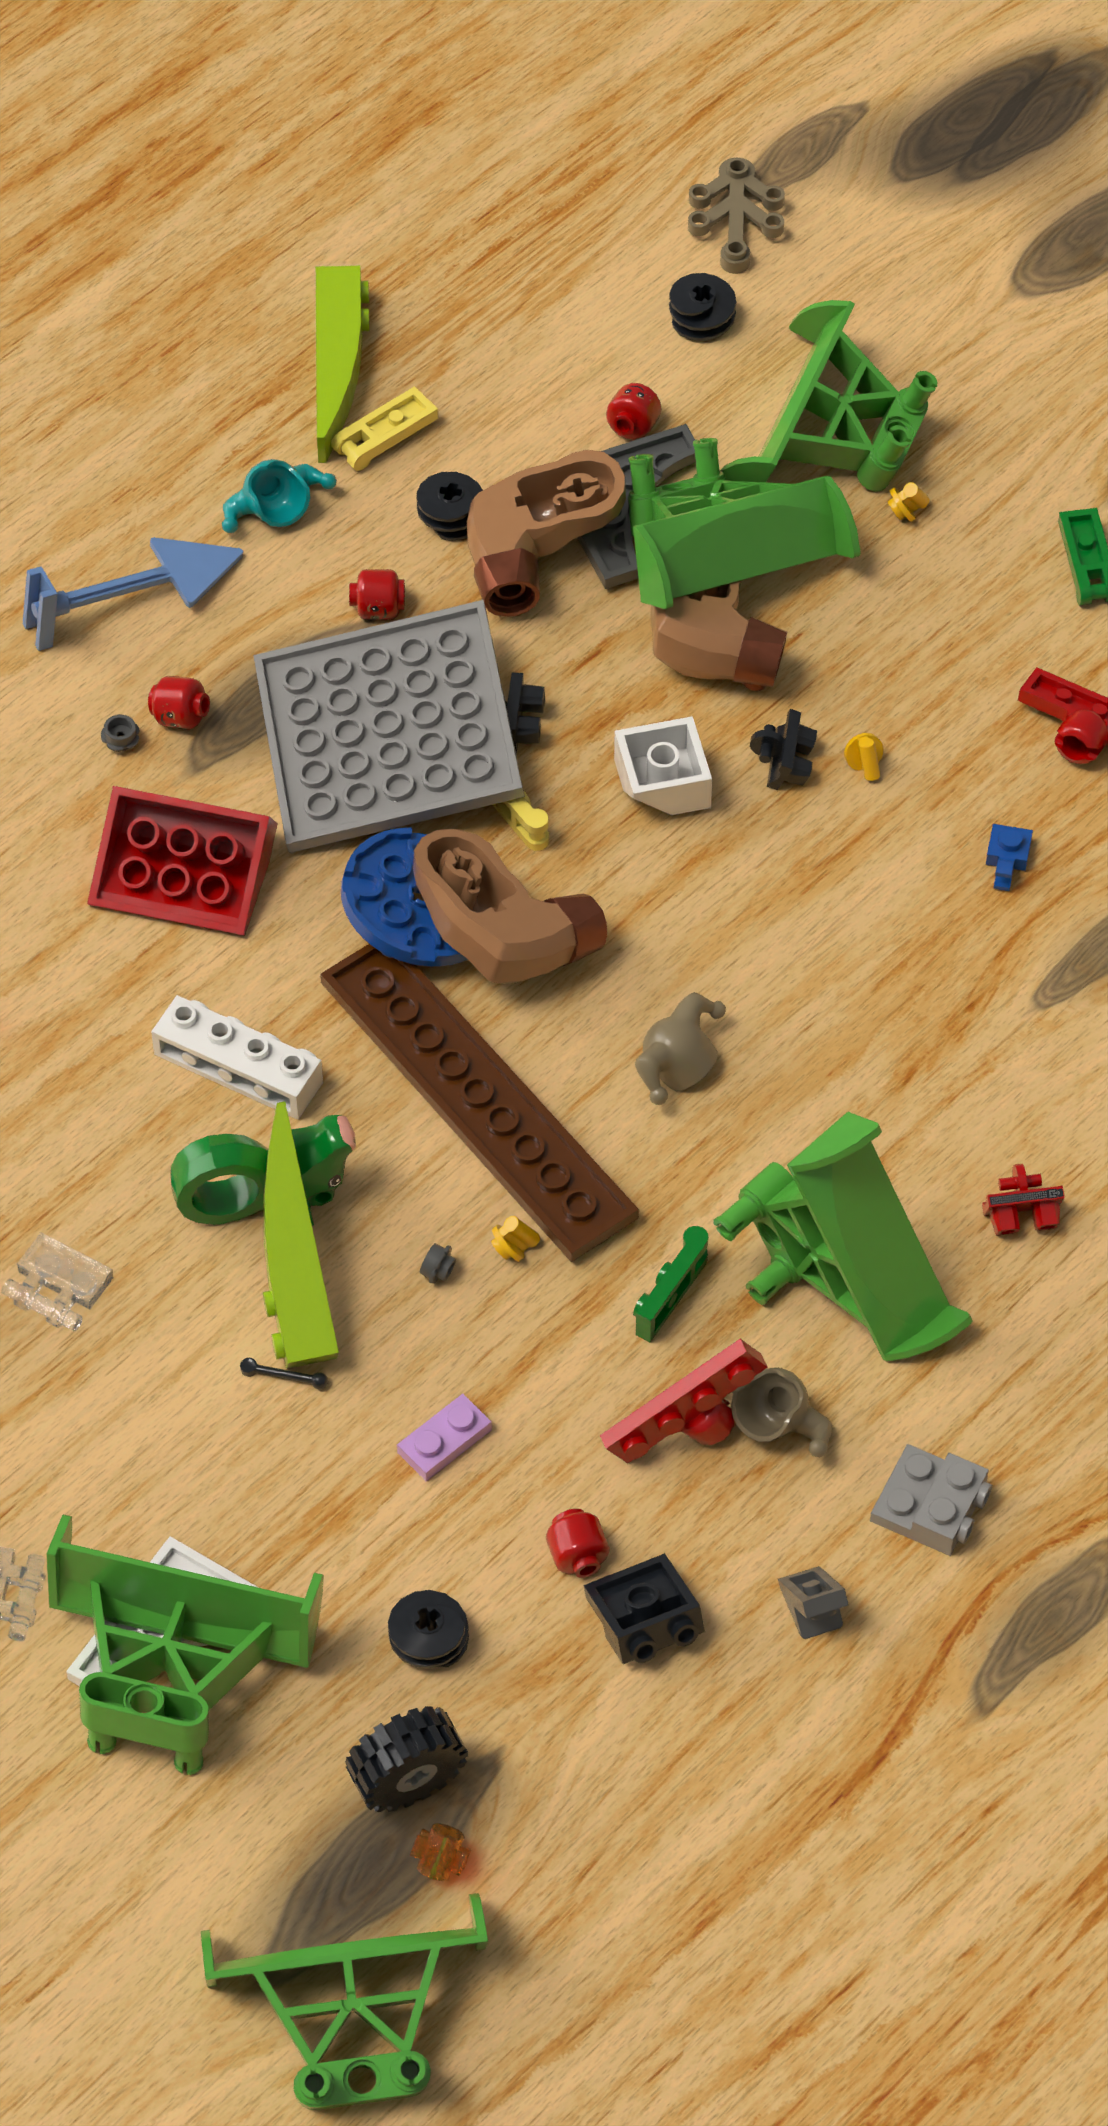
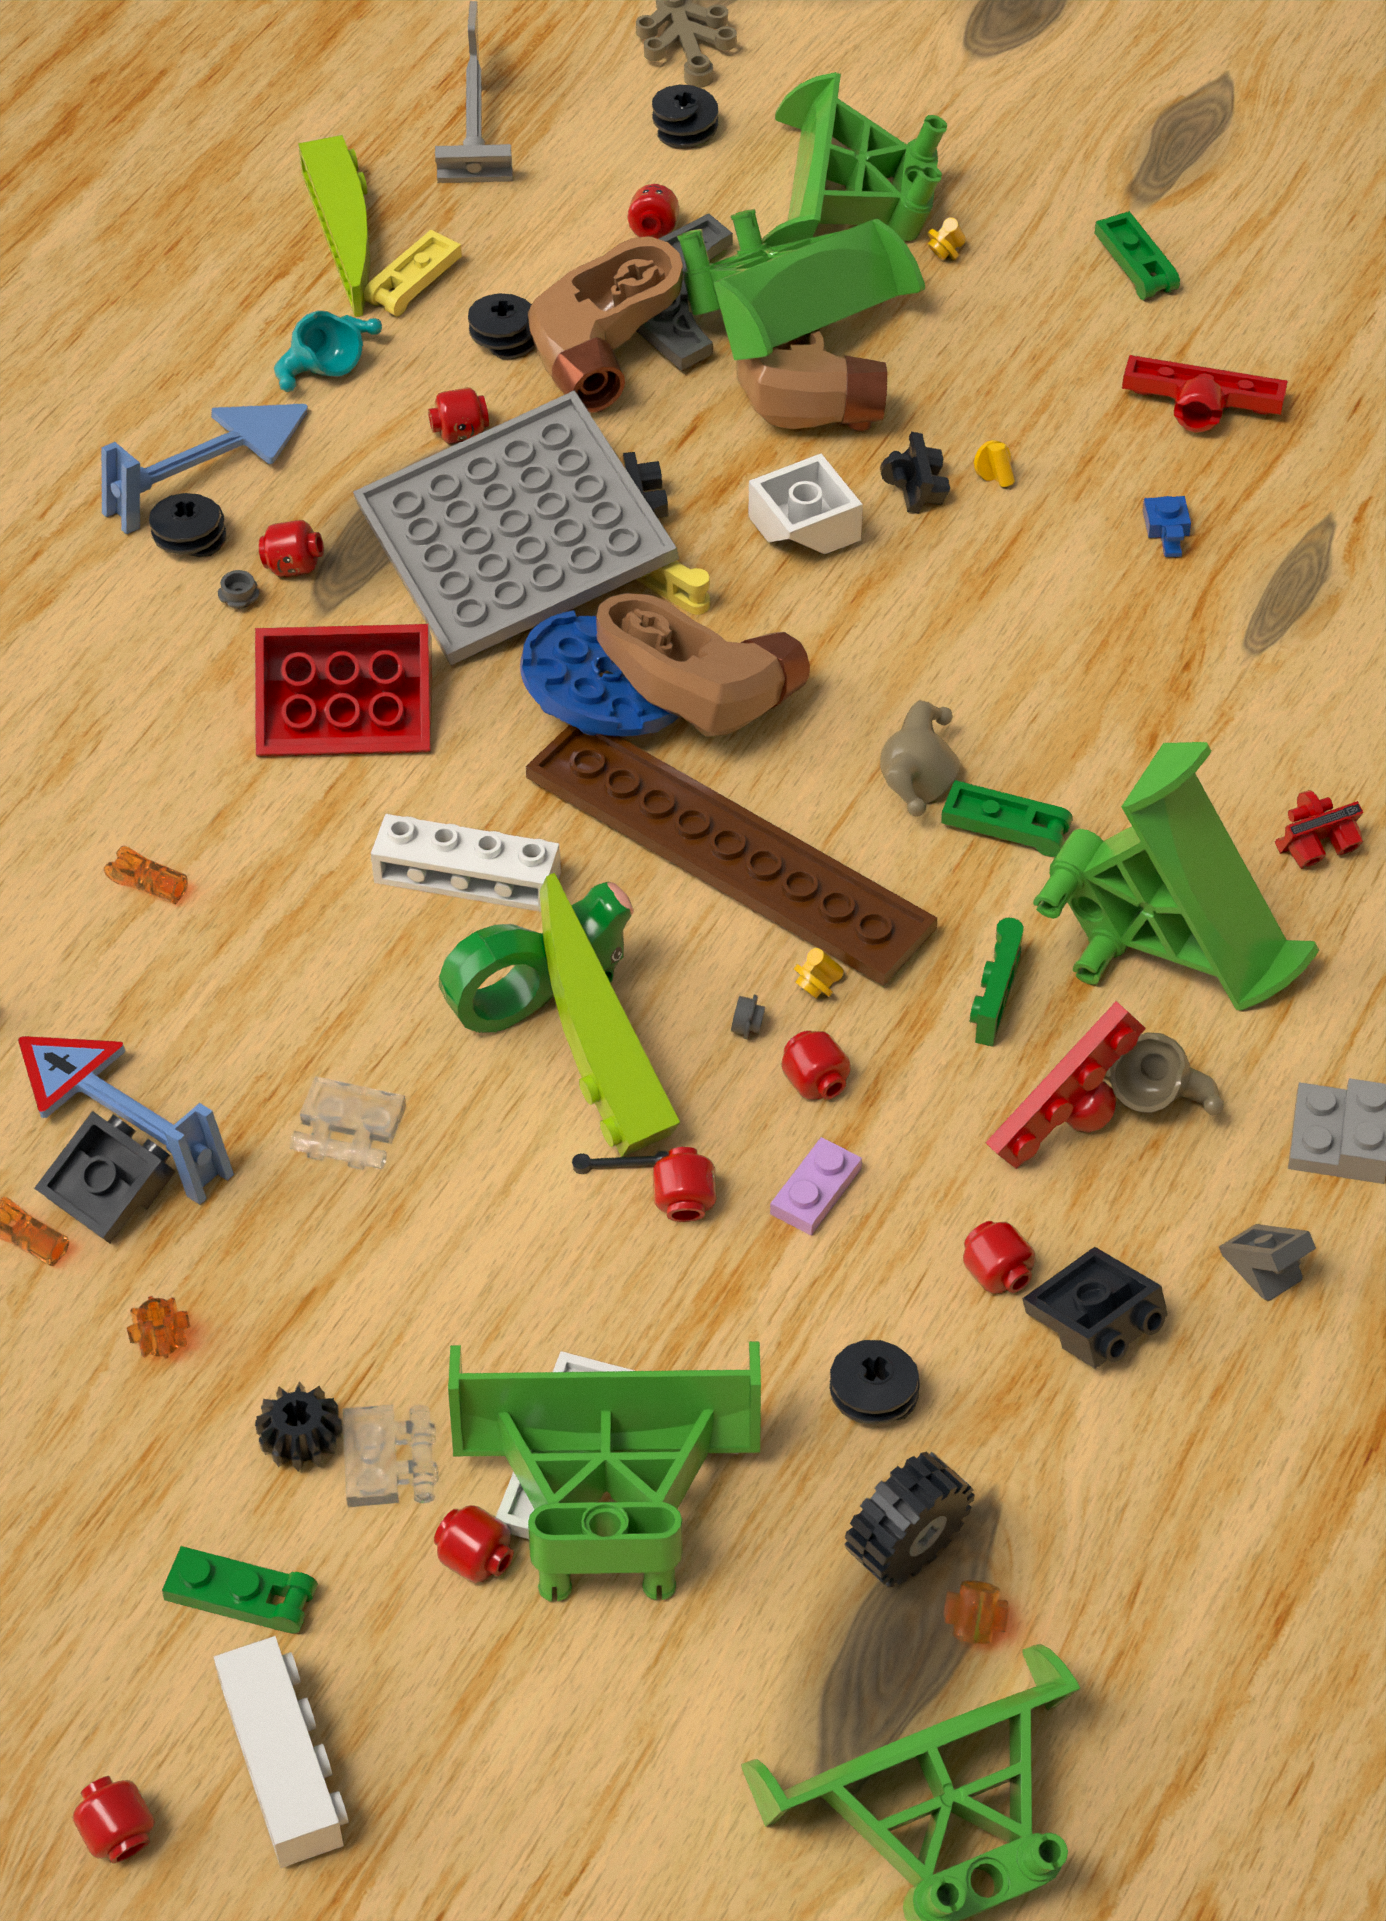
camera: 15 degrees left, 5 degrees down
(43, 1687) = (474, 1543): none -> red head
(94, 656) = (188, 525): none -> black piece
(326, 1409) = (684, 1184): none -> red head
(481, 1325) = (814, 1064): none -> red head
(483, 316) = (473, 159): none -> light grey piece
(740, 1122) = (1007, 817): none -> green plate

